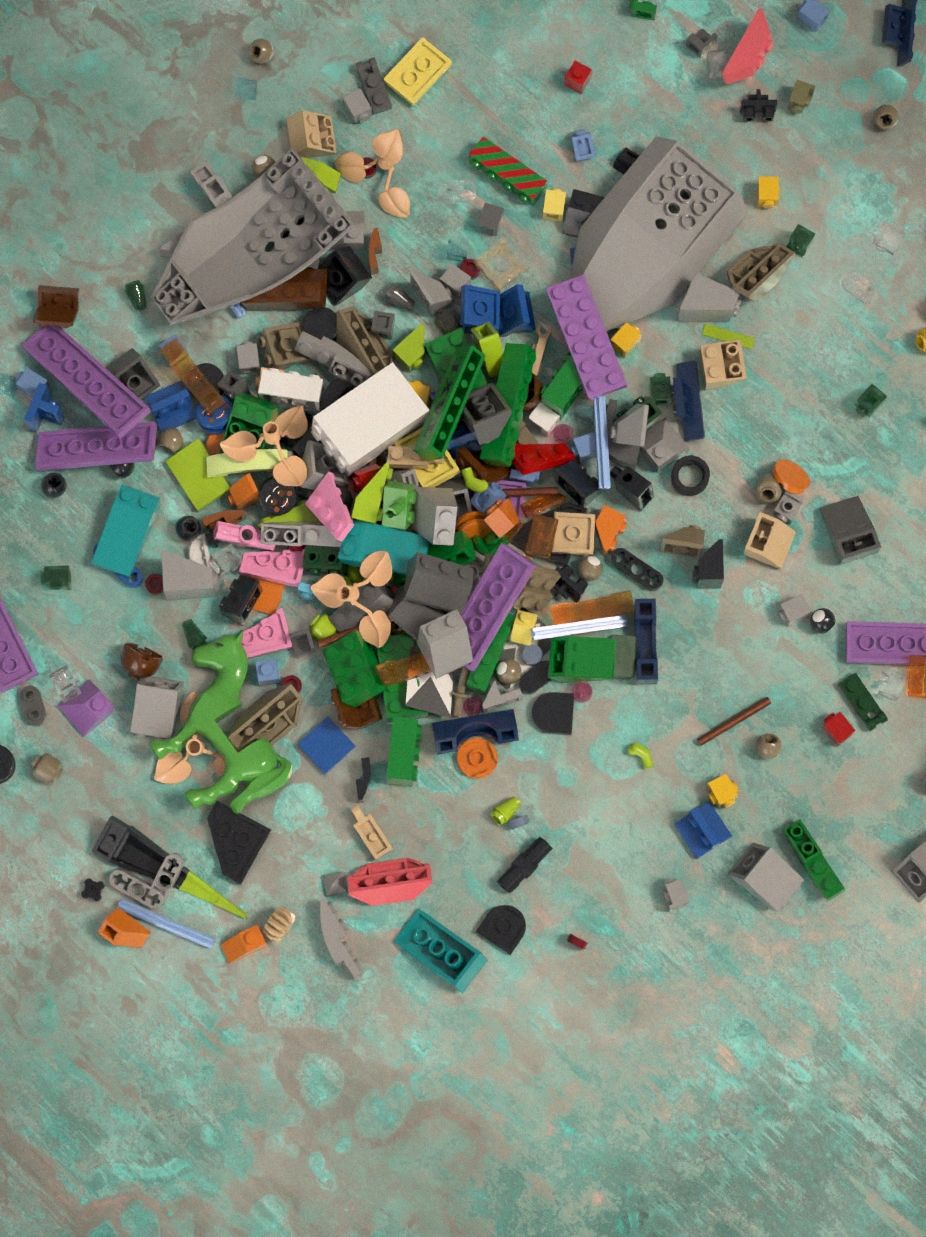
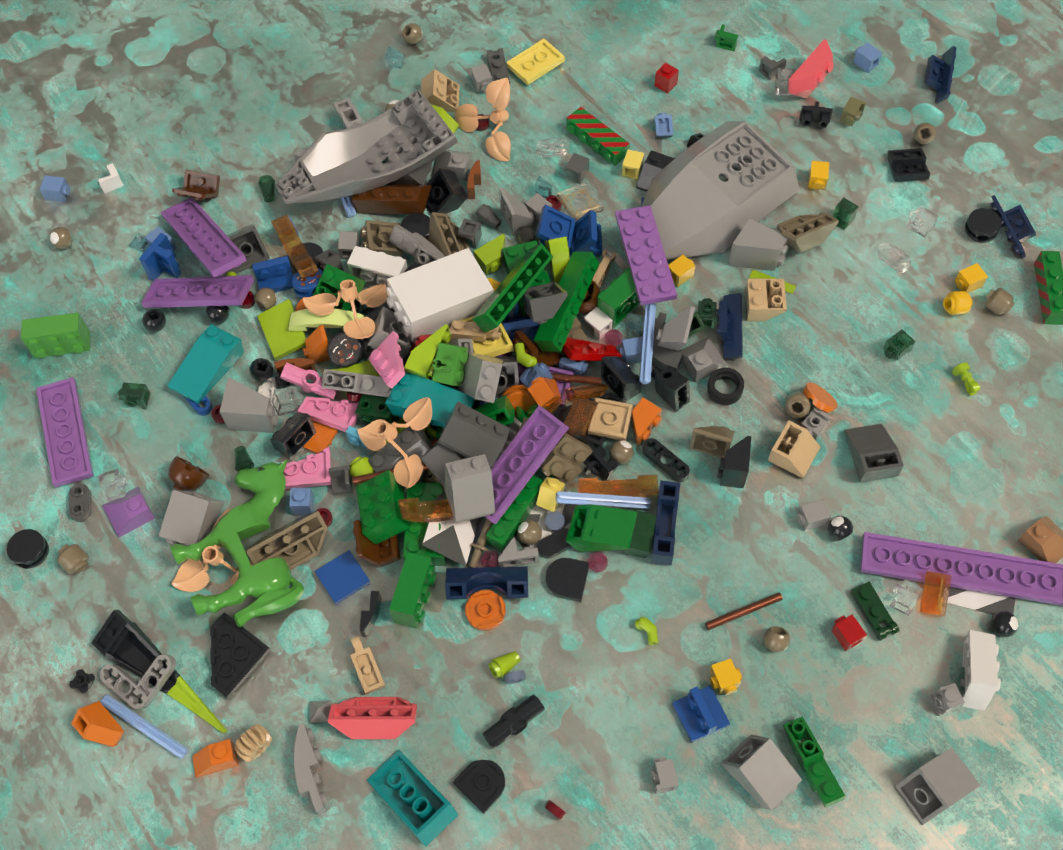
camera: 10 degrees right, 15 degrees down
(869, 160) = (908, 164): none -> black slope

